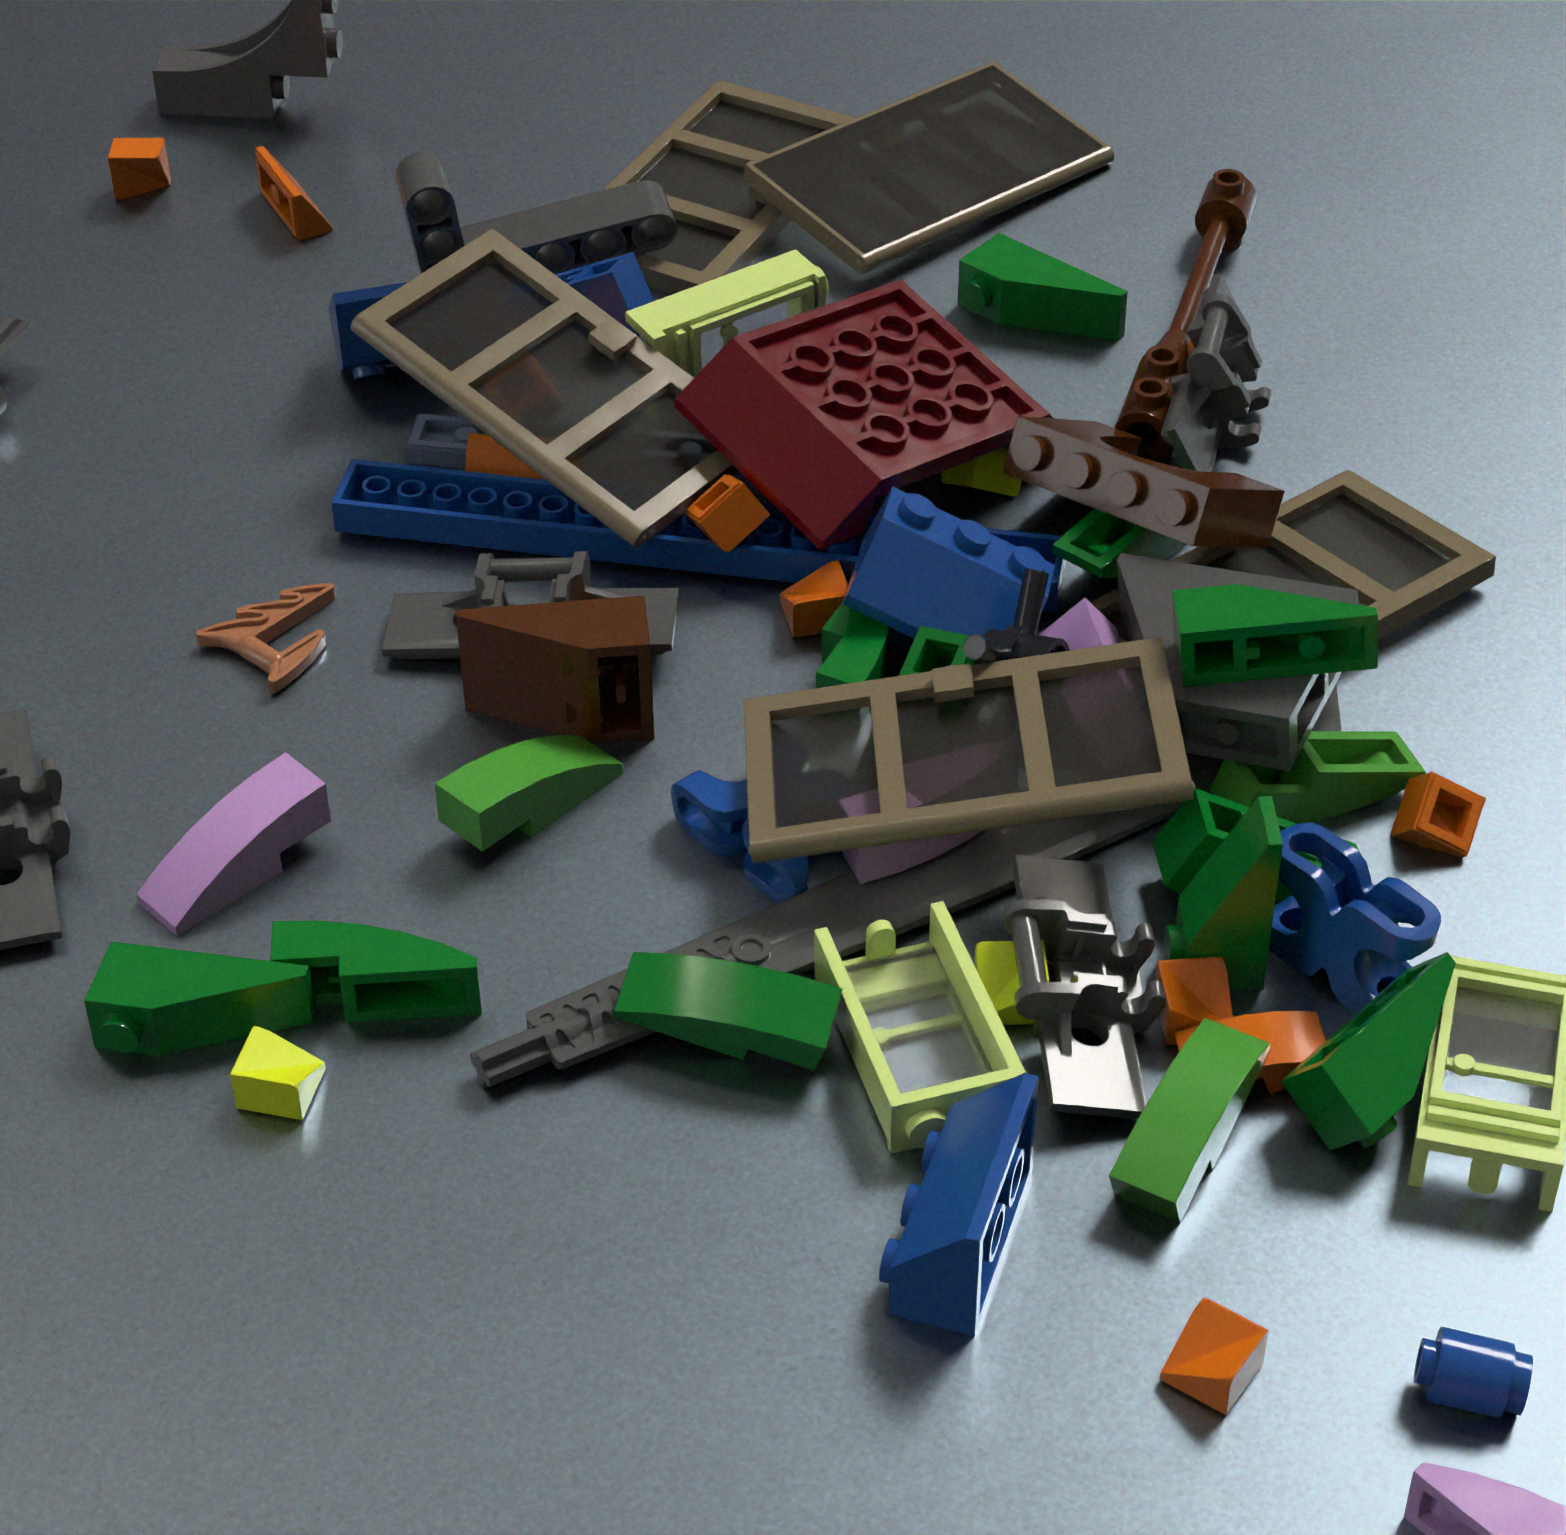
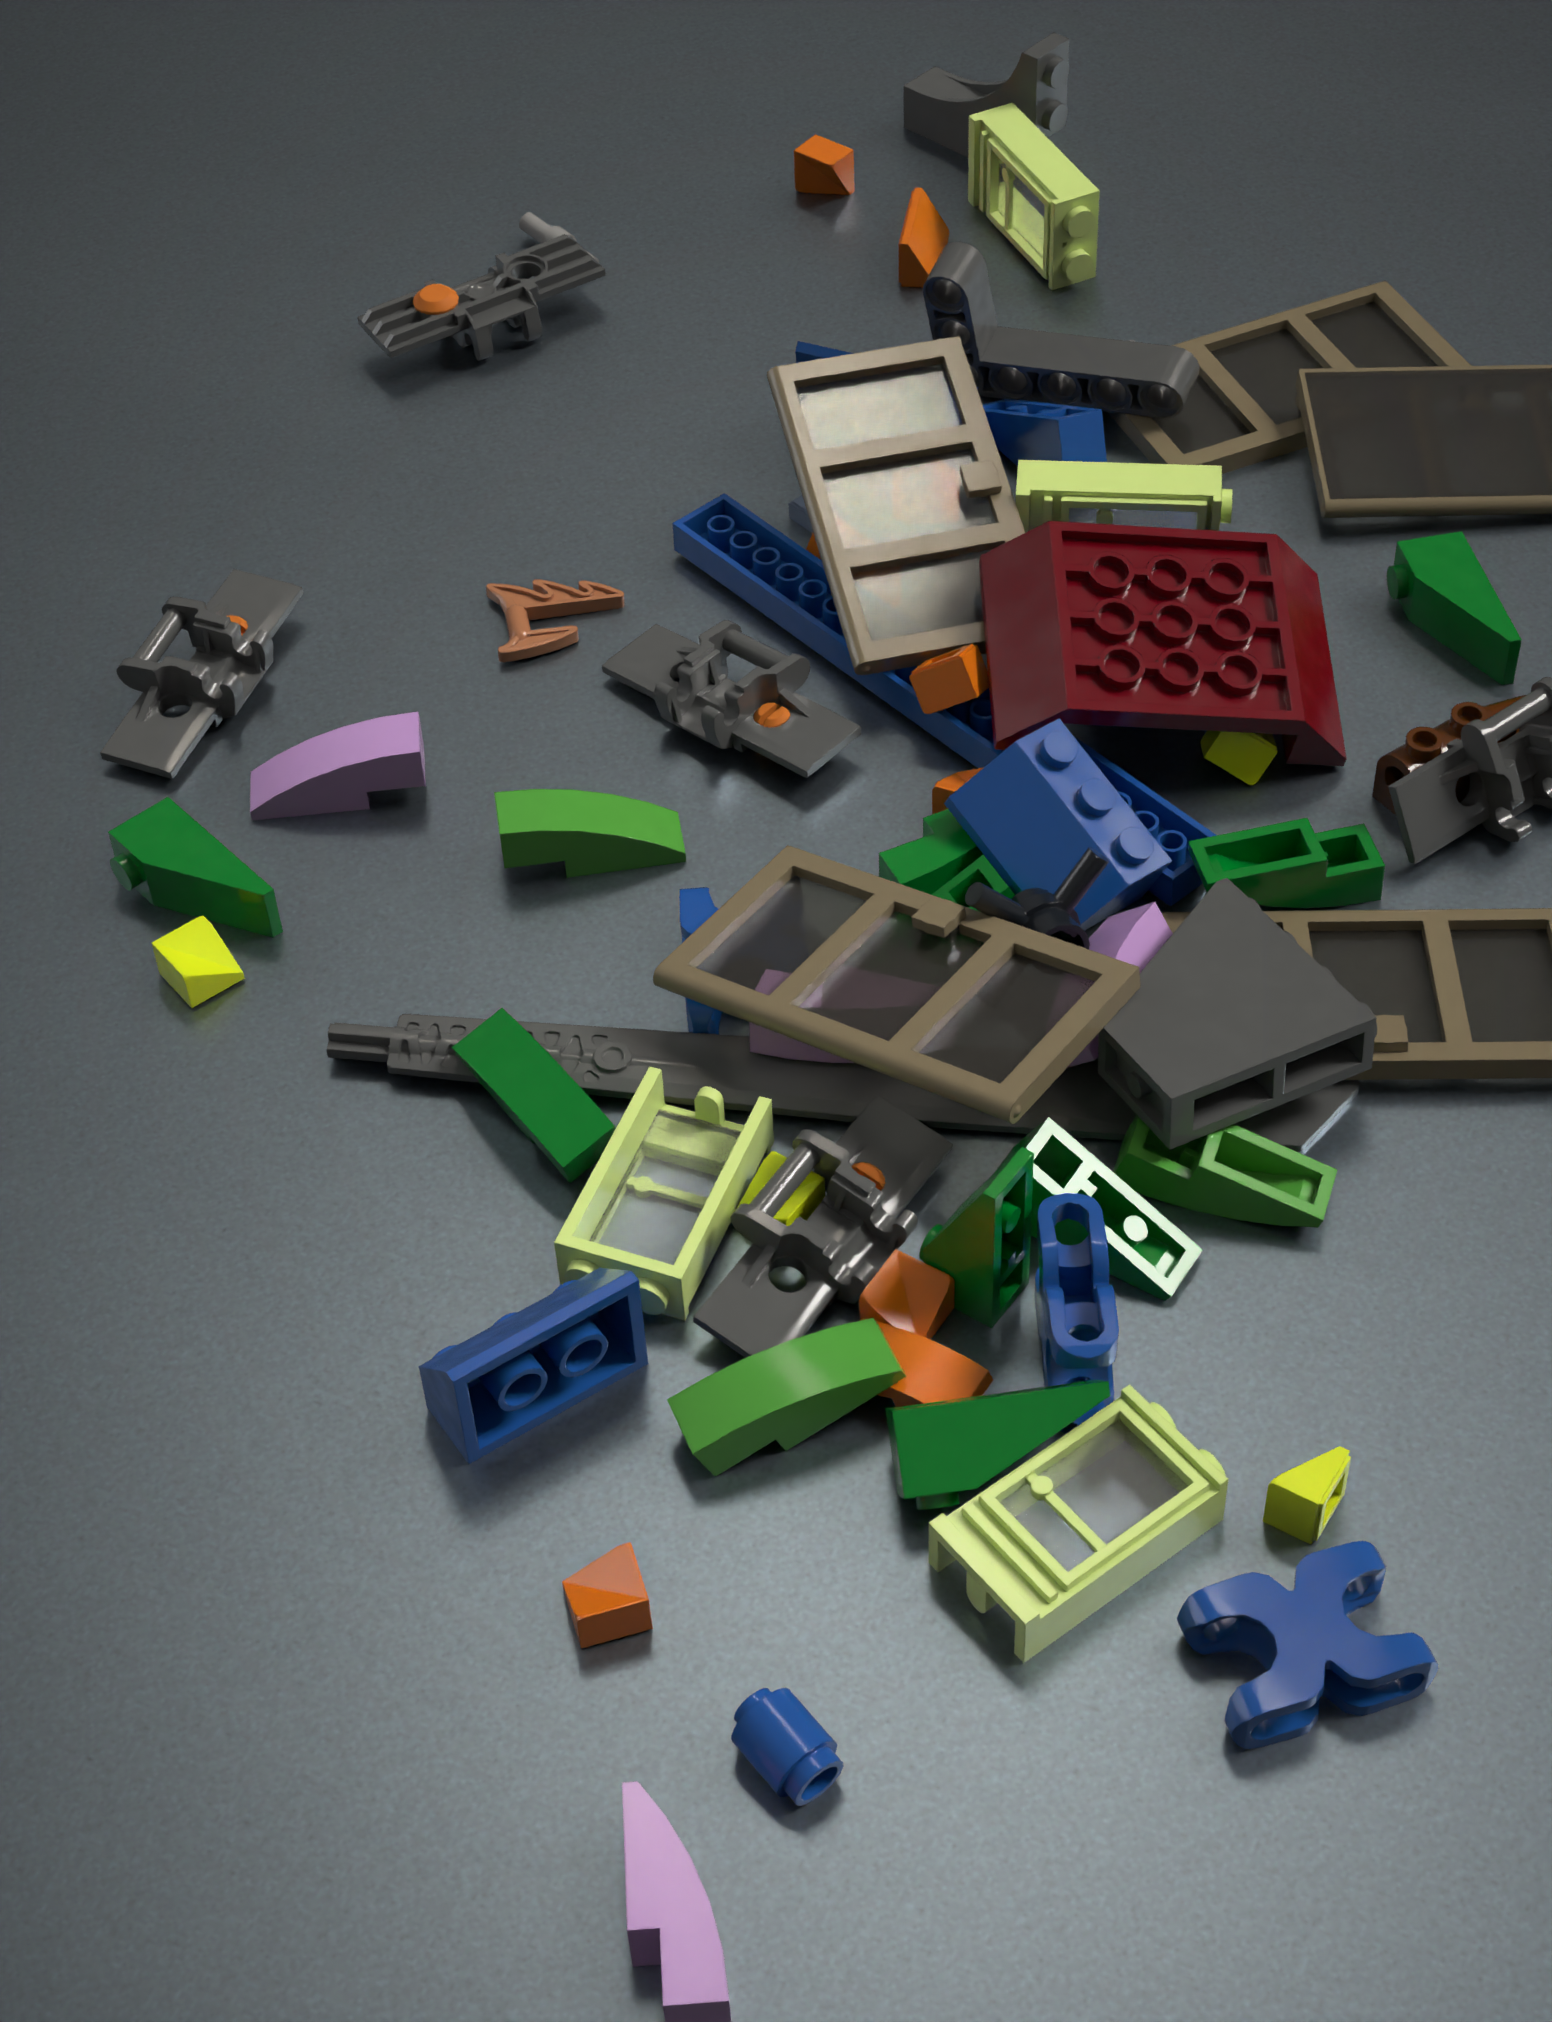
camera: 40 degrees right, 5 degrees up
(366, 110) = (1033, 195): none -> yellowish green door
(379, 970) = (328, 919): green slope -> none
(561, 666) = (699, 750): reddish brown slope -> none
(1103, 471) = (1296, 801): reddish brown arch -> none
(1268, 634) = (1217, 1010): green slope -> none
(1438, 814) = (1296, 1267): orange slope -> none

